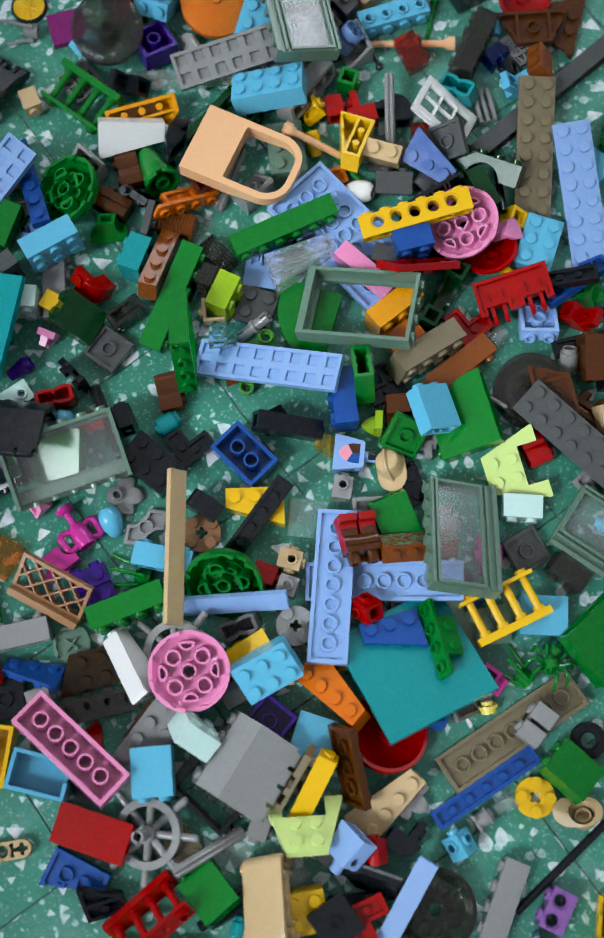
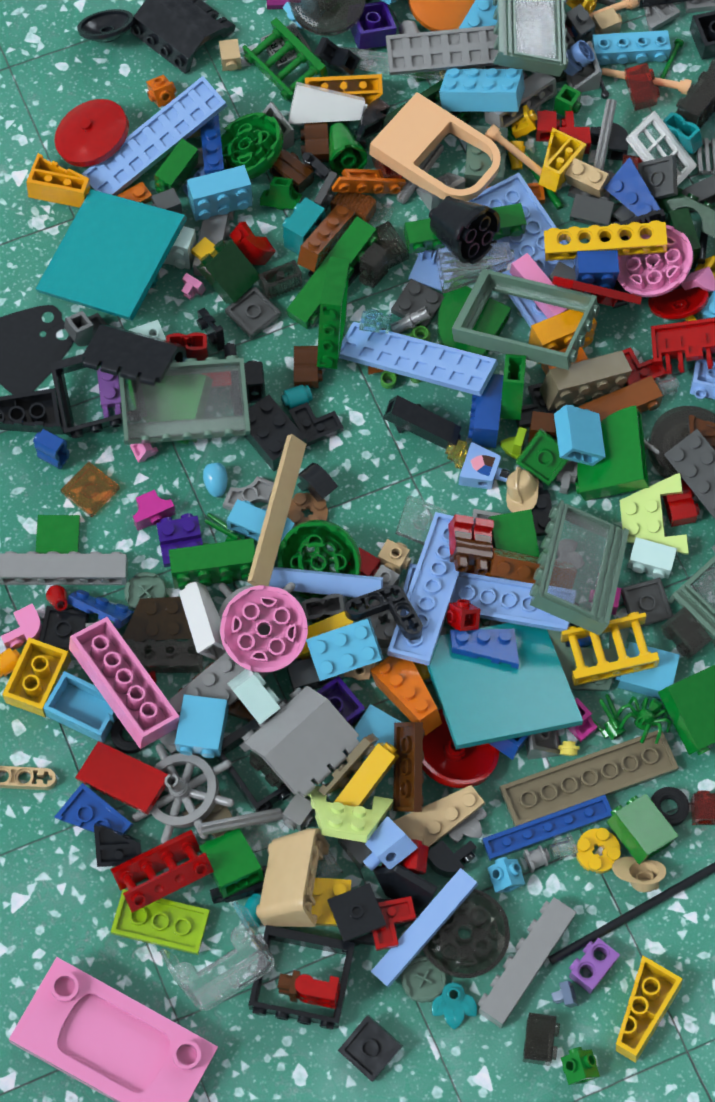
camera: 10 degrees right, 10 degrees down
(21, 368) = (157, 311): dark purple cone -> none
(46, 602) = (129, 545): medium nougat fence -> none
(78, 531) = (179, 483): dark pink piece -> none
(128, 495) = (238, 460): light grey plate -> none
(209, 321) = (360, 296): tan bracket -> none
(224, 295) = (386, 283): lime brick -> none
(242, 500) = (373, 494): yellow wedge -> none
(244, 455) = (370, 444): blue brick -> none
(260, 514) = (374, 500): black tile -> none
(284, 232) = (464, 228): none -> black cone
(302, 615) = (392, 604): none -> black beam
(342, 487) = (465, 499): light grey brick -> none
(362, 190) = (557, 211): white animal -> none
(442, 638) = (535, 660): green bracket -> none
(444, 296) = (628, 324): dark green arch -> none
(542, 716) = (618, 770): light grey piece -> none

